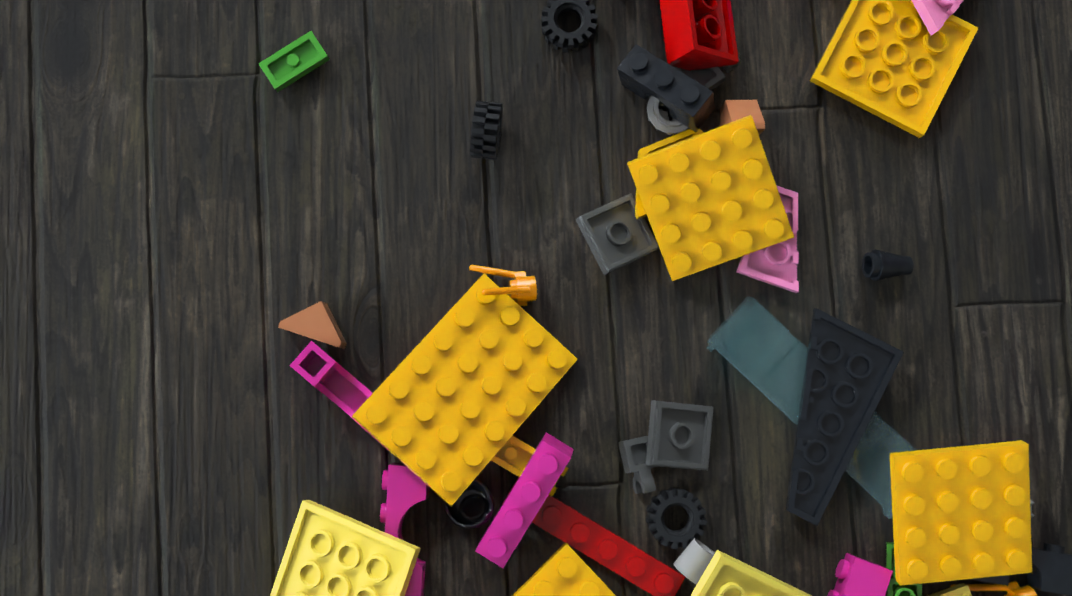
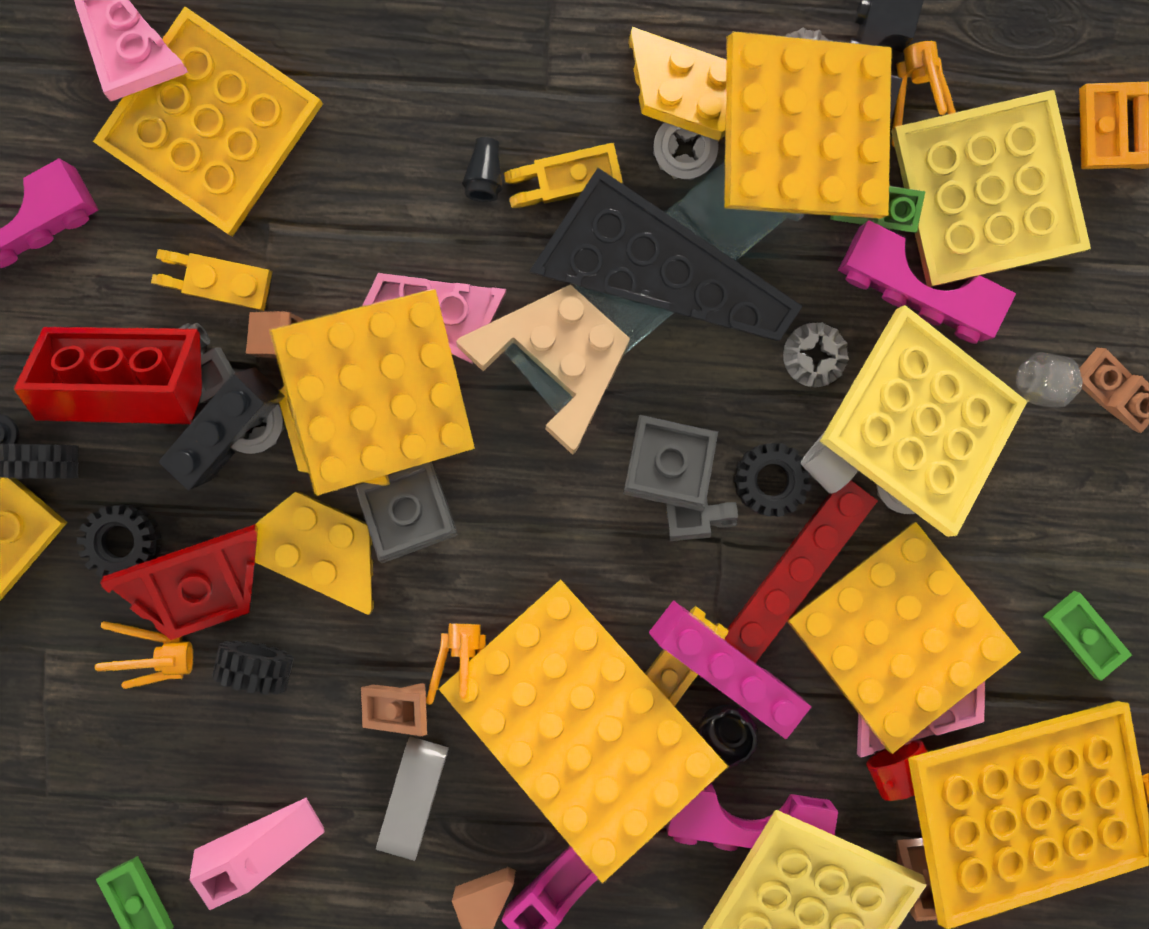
camera: 80 degrees left, 5 degrees up
(343, 146) = (252, 853): none -> bright pink slope
(395, 262) = (412, 798): none -> light grey beam
(464, 241) = (395, 709): none -> nougat slope
(484, 69) = (171, 659): none -> light orange plant
(543, 79) = (192, 584): none -> red wing
(579, 167) = (318, 549): none -> yellow wing
(765, 342) = (568, 342): none -> tan wing
(767, 531) = (801, 366): none -> light grey gear
(775, 72) = (217, 279): none -> yellow hinge
(892, 325) = (563, 174): none -> yellow hinge
(941, 420) = (683, 166): none -> light grey gear
(975, 409) = (680, 84): none -> yellow wing

